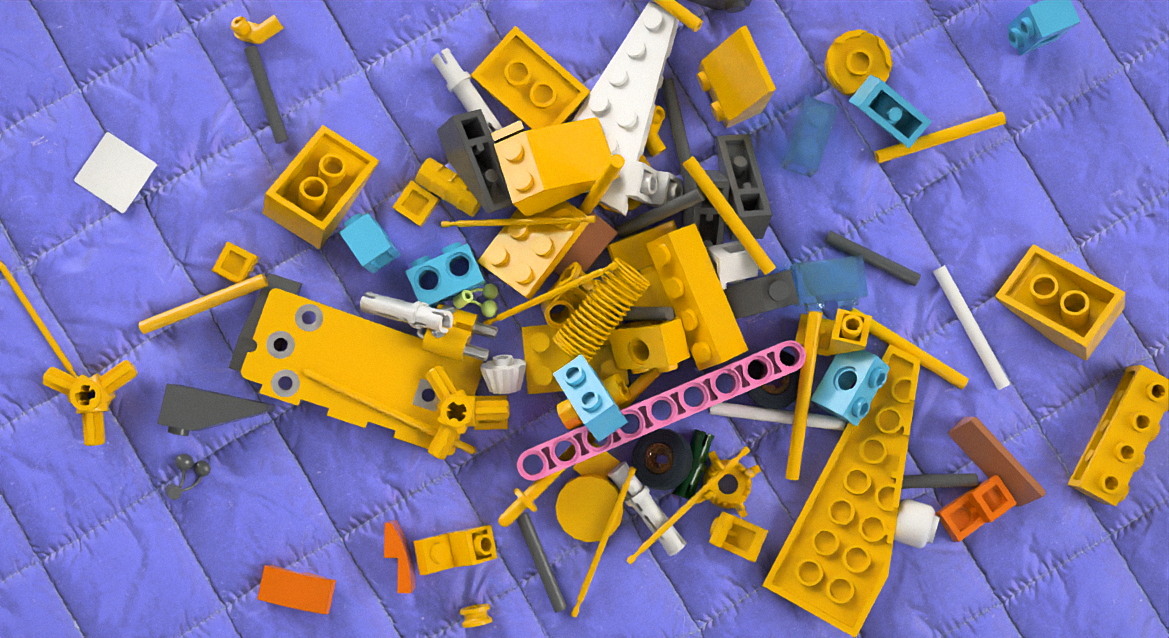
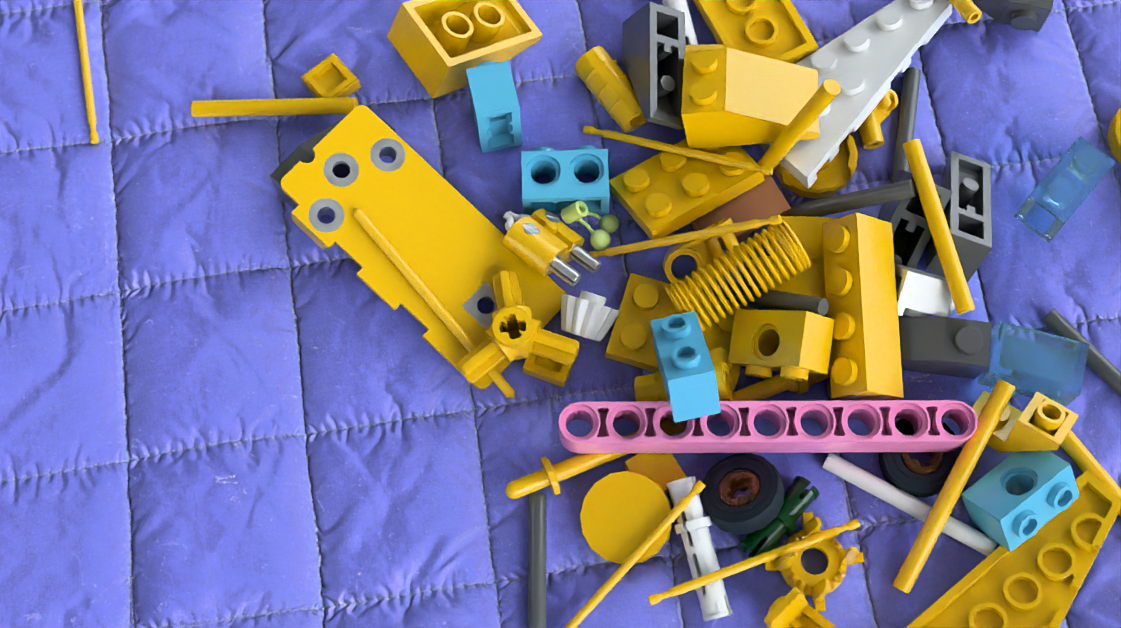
camera: 25 degrees right, 15 degrees down
(77, 394) = (101, 155): yellow bush -> none
(185, 462) = (167, 273): dark grey piece -> none
(198, 409) = (221, 221): dark grey slope -> none
(296, 589) = (224, 470): orange slope -> none
(397, 547) = (366, 467): orange slope -> none
(415, 314) = (513, 200): white pin -> none
(416, 203) = (564, 95): yellow tile -> none
(455, 549) = (437, 502): yellow slope -> none
(475, 615) = (427, 592): yellow bush -> none
(652, 186) = (849, 168): white slope -> none
(736, 79) = (1002, 86): yellow slope -> none

